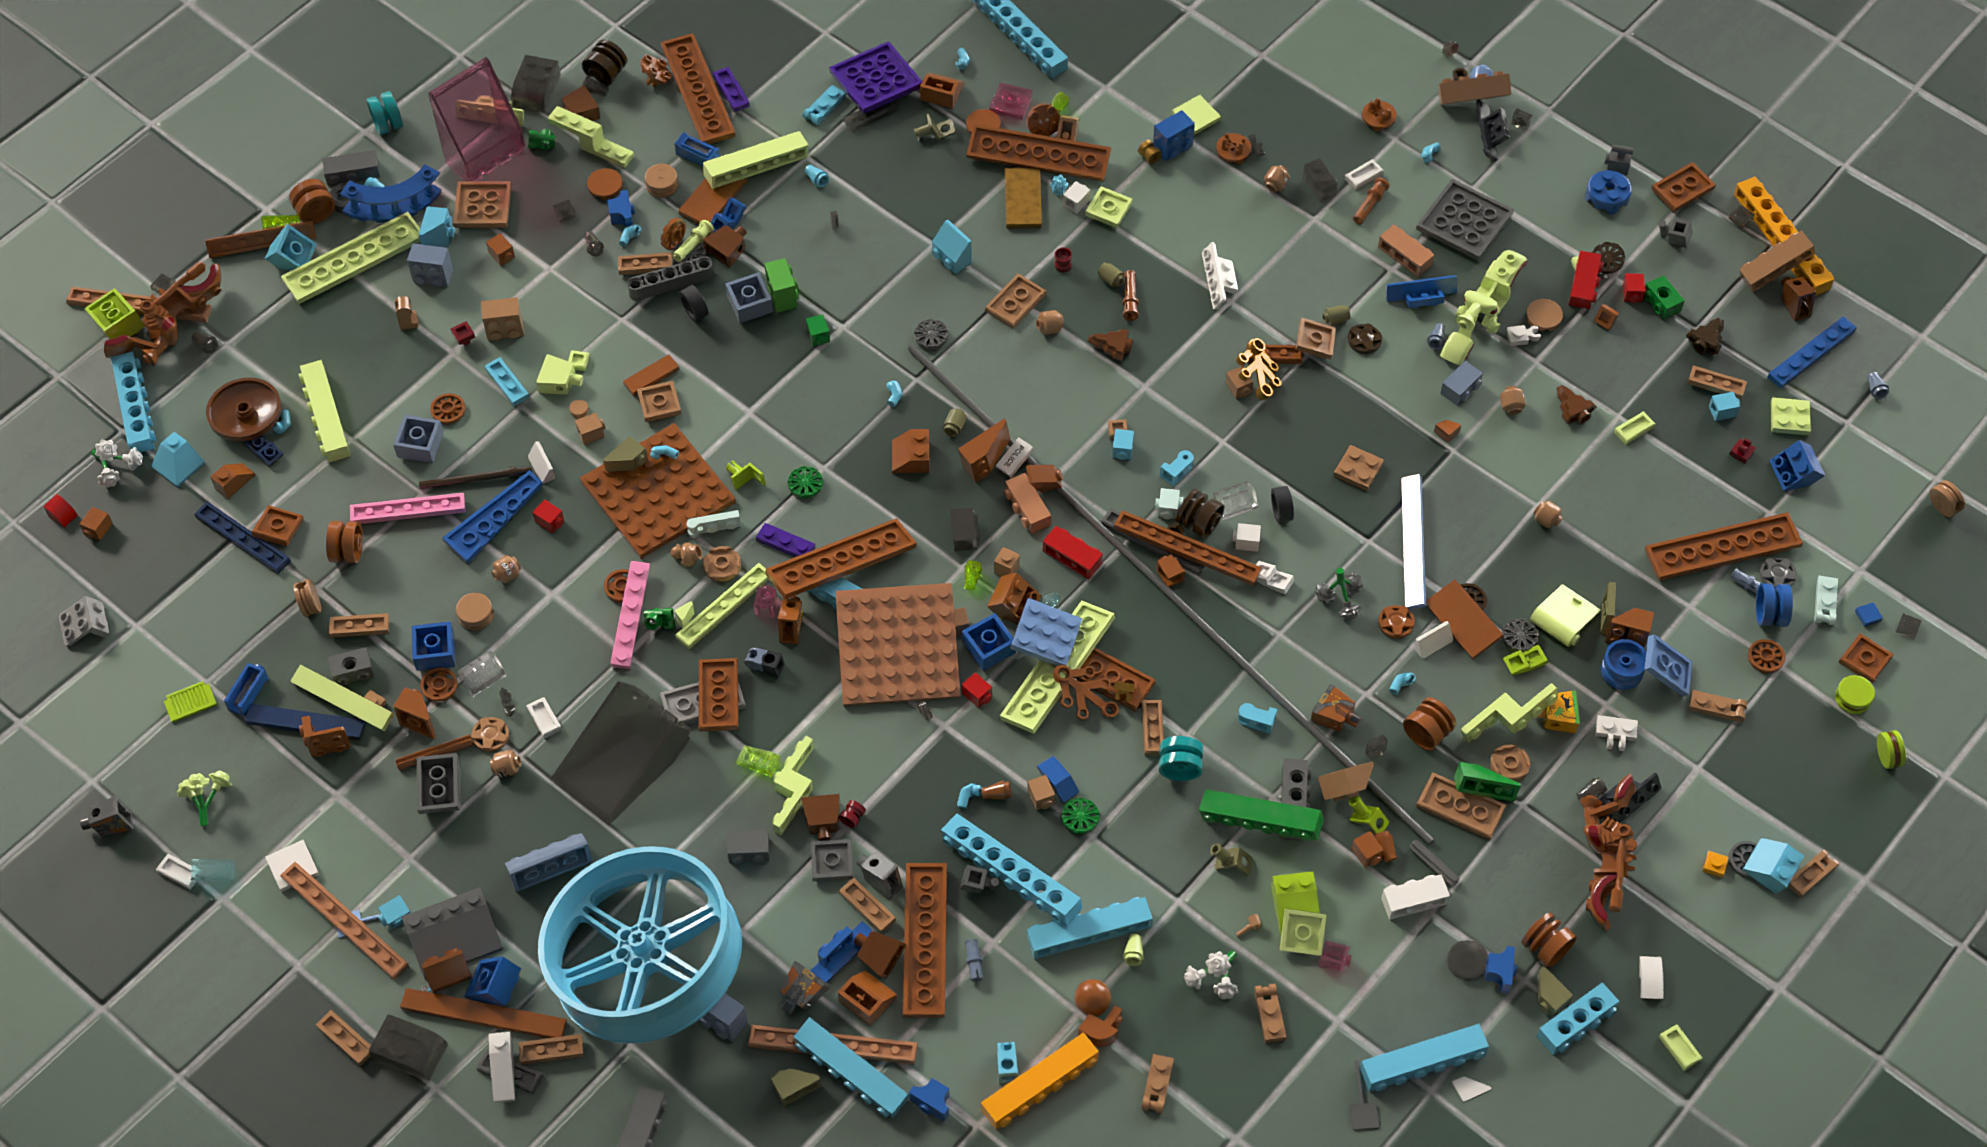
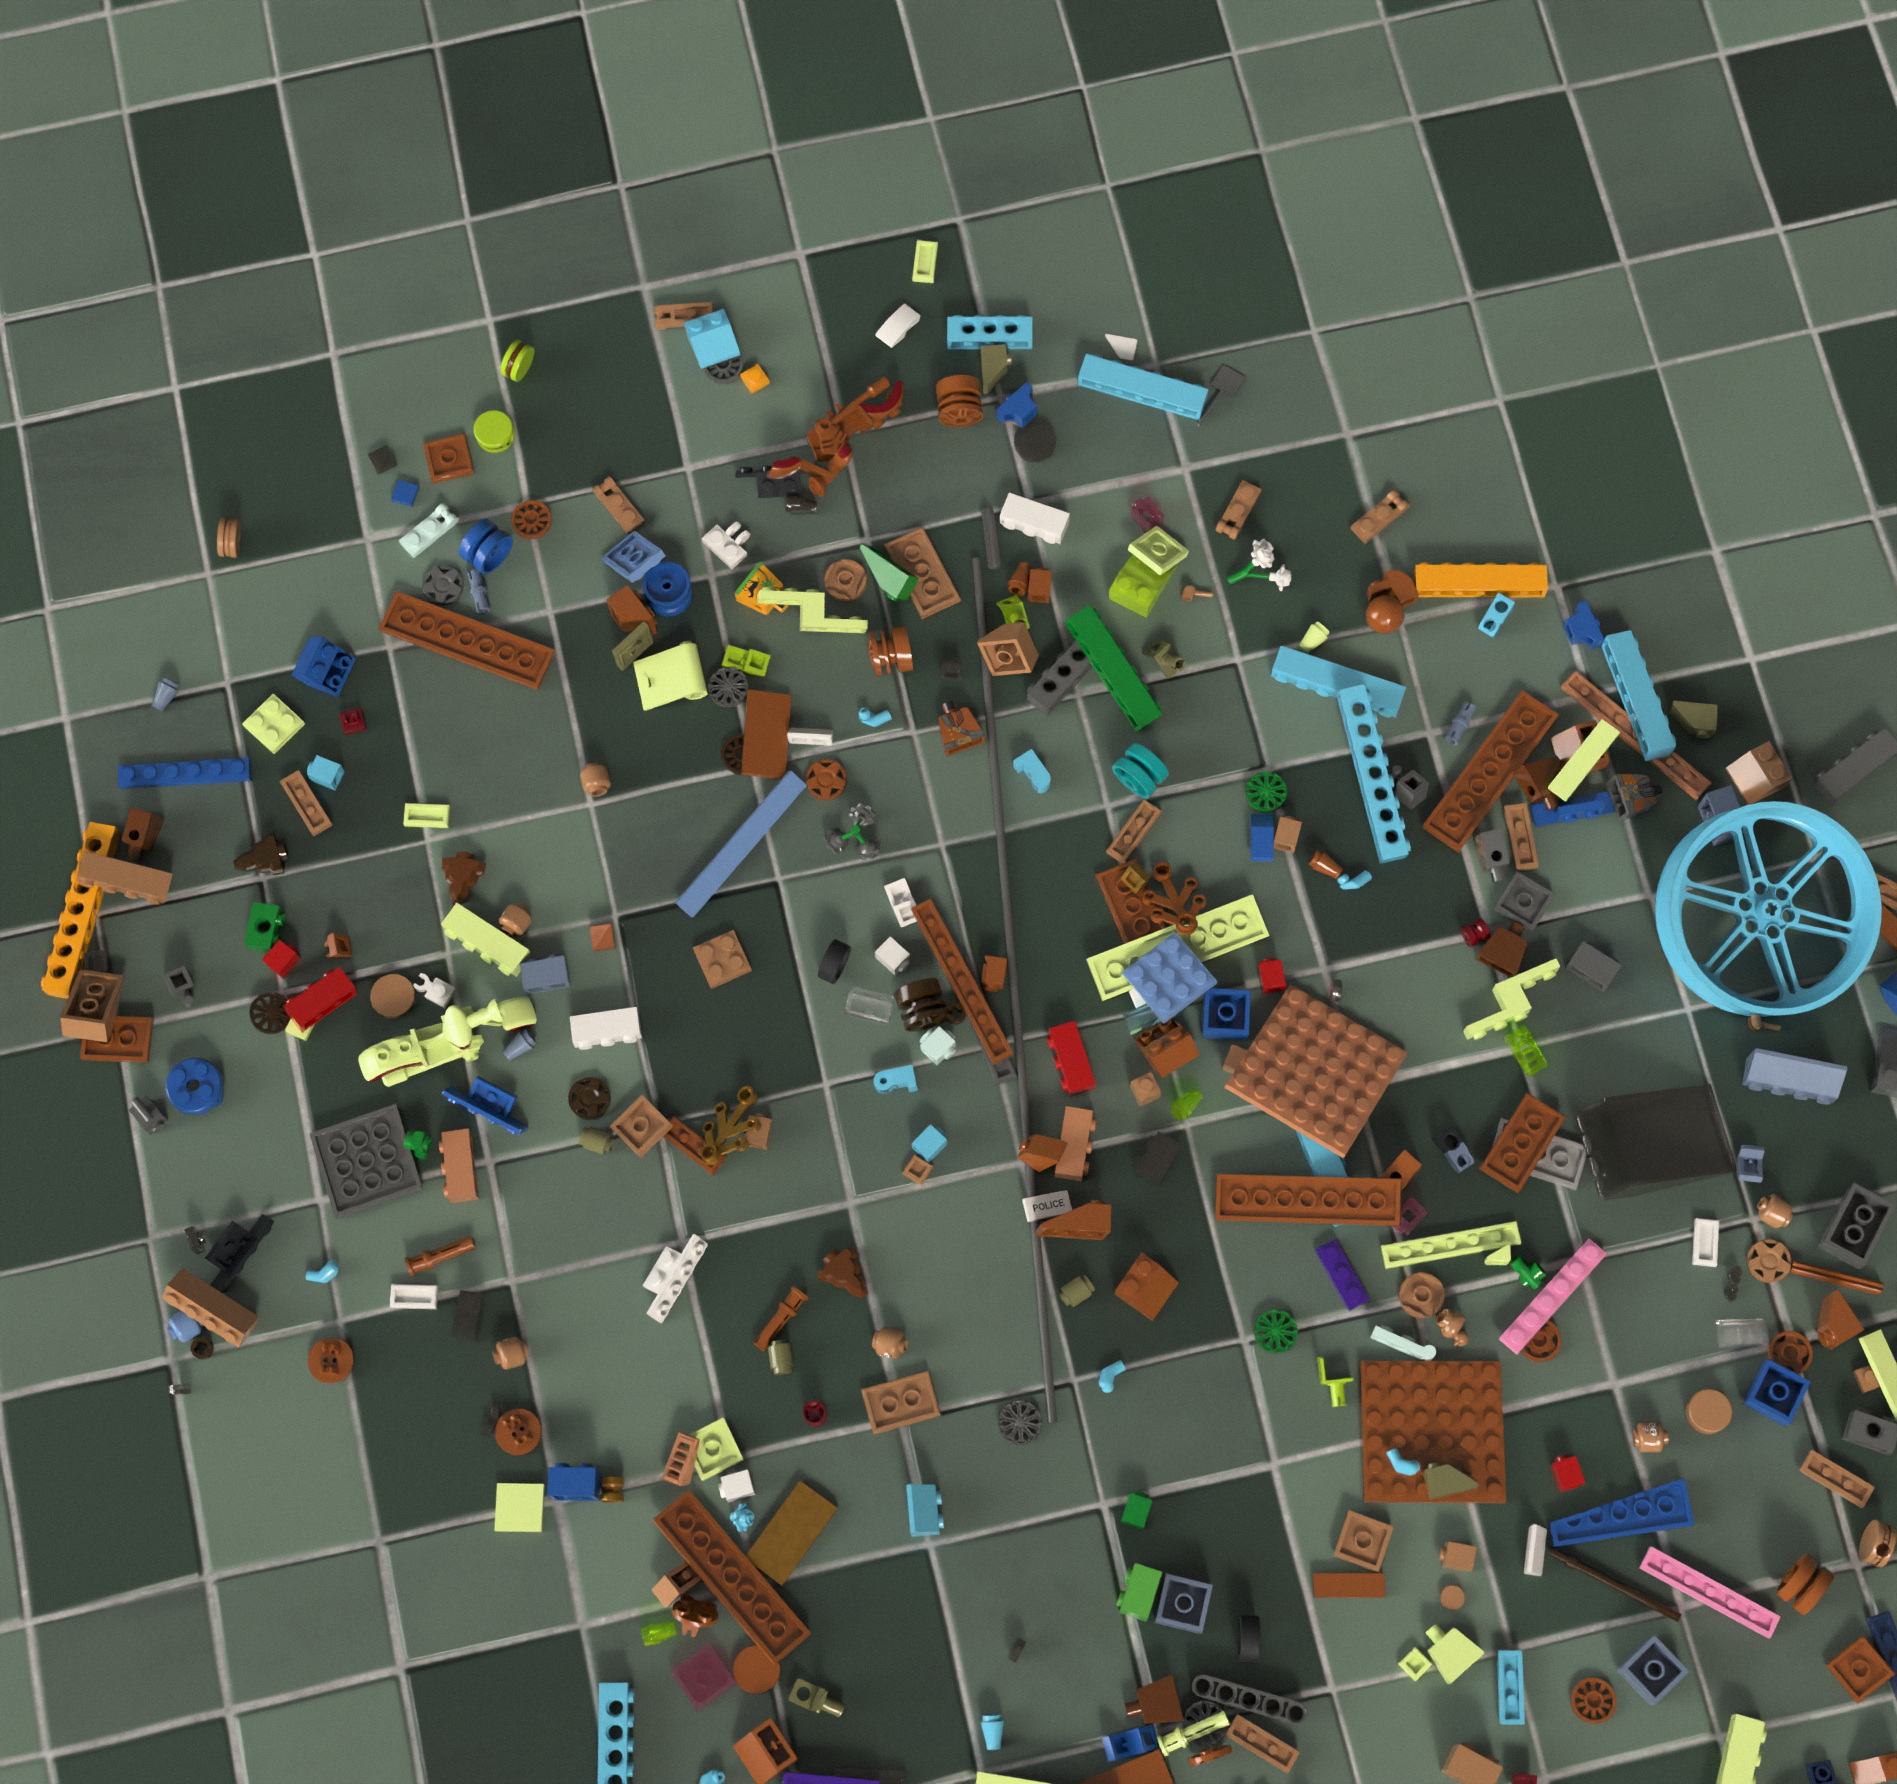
camera: 140 degrees left, 15 degrees up
(542, 783) = (1750, 1163): none -> sand blue bracket
(714, 1075) = (1759, 773): none -> medium nougat slope
(857, 975) = (1583, 760): none -> yellowish green tile
(1121, 186) = (672, 1467): none -> nougat slope
(1393, 378) = (605, 1028): none -> white brick
(1442, 243) = (418, 1142): none -> green plate
(1527, 377) = (485, 939): none -> yellowish green brick
(1716, 186) = (92, 1006): none -> medium nougat slope

